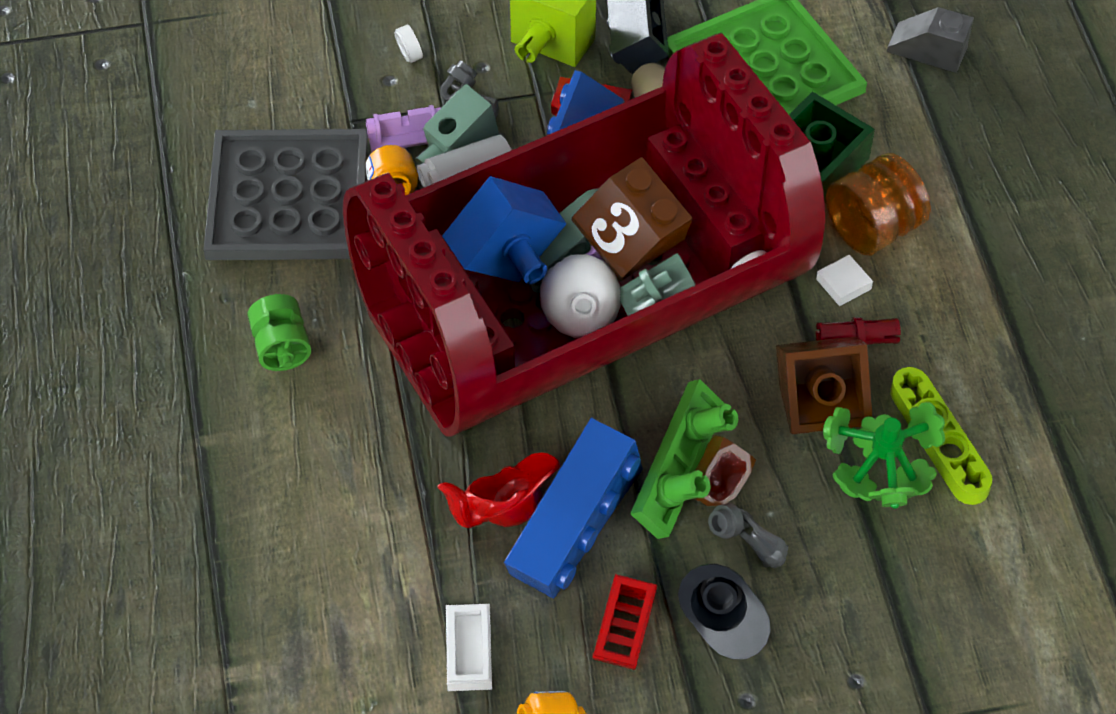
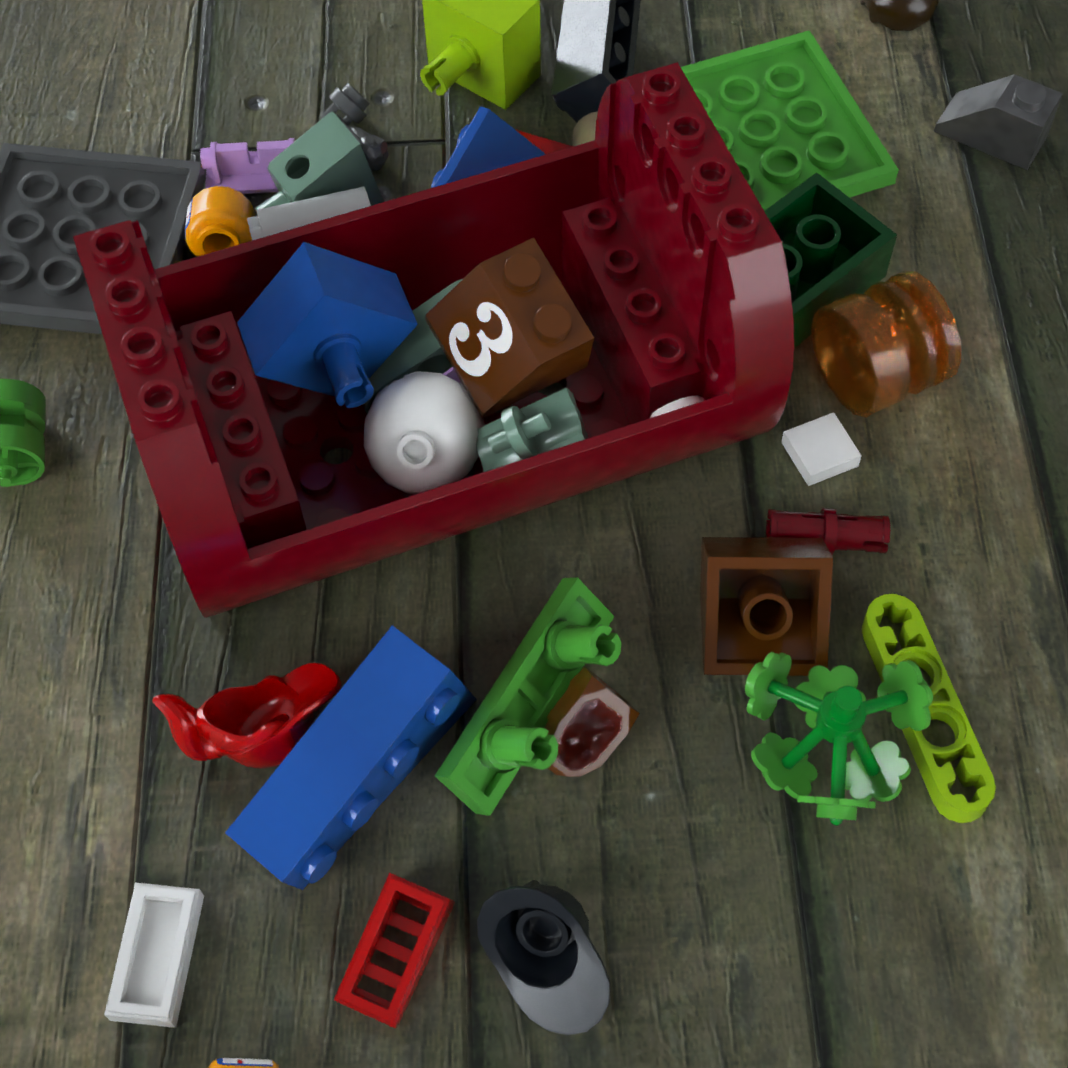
camera: 10 degrees right, 5 degrees up
(408, 43) = (287, 55): white tile -> none
(730, 521) = (581, 807): dark grey piece -> none

